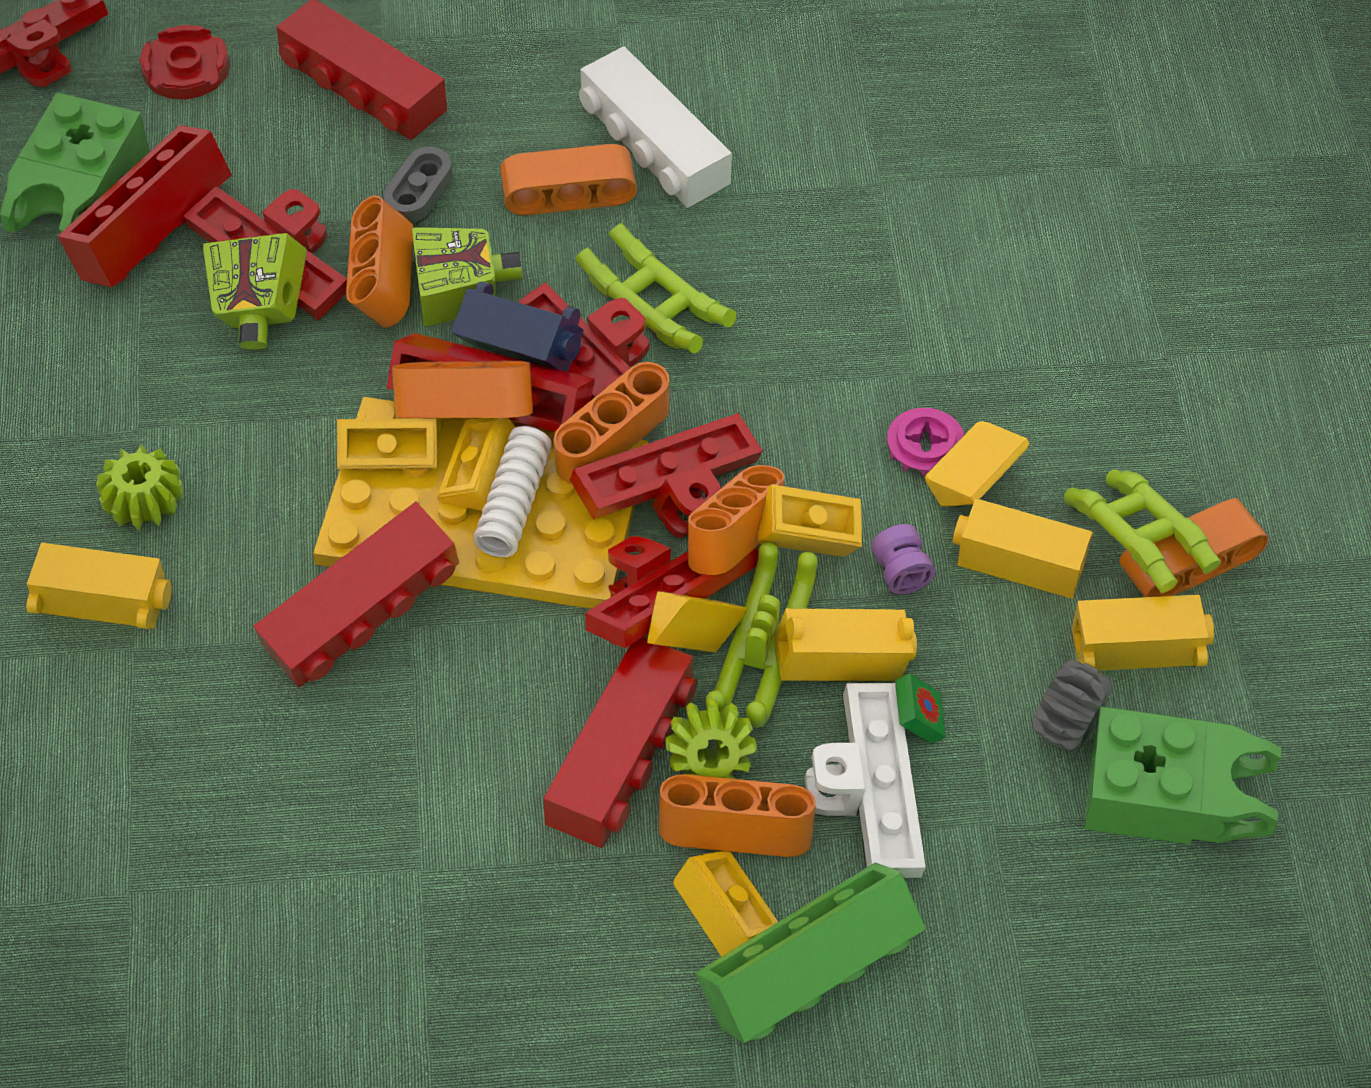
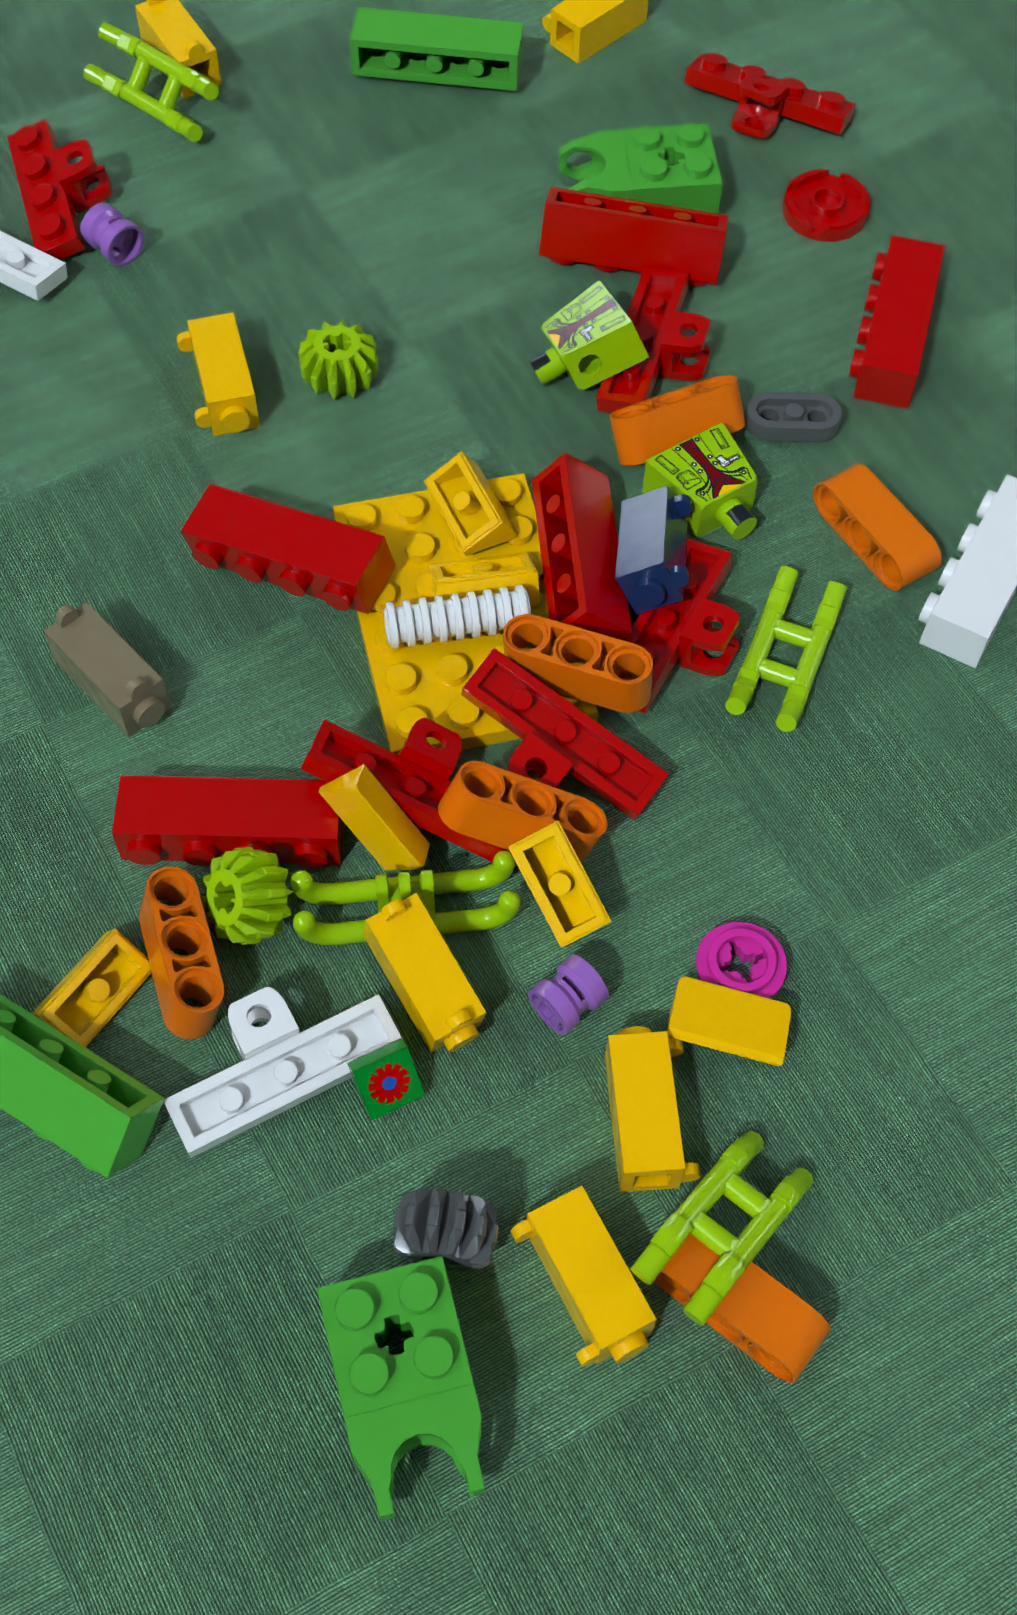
camera: 65 degrees right, 5 degrees up
(405, 786) = (107, 668): none -> dark tan brick
(462, 389) = (539, 526): orange beam -> none

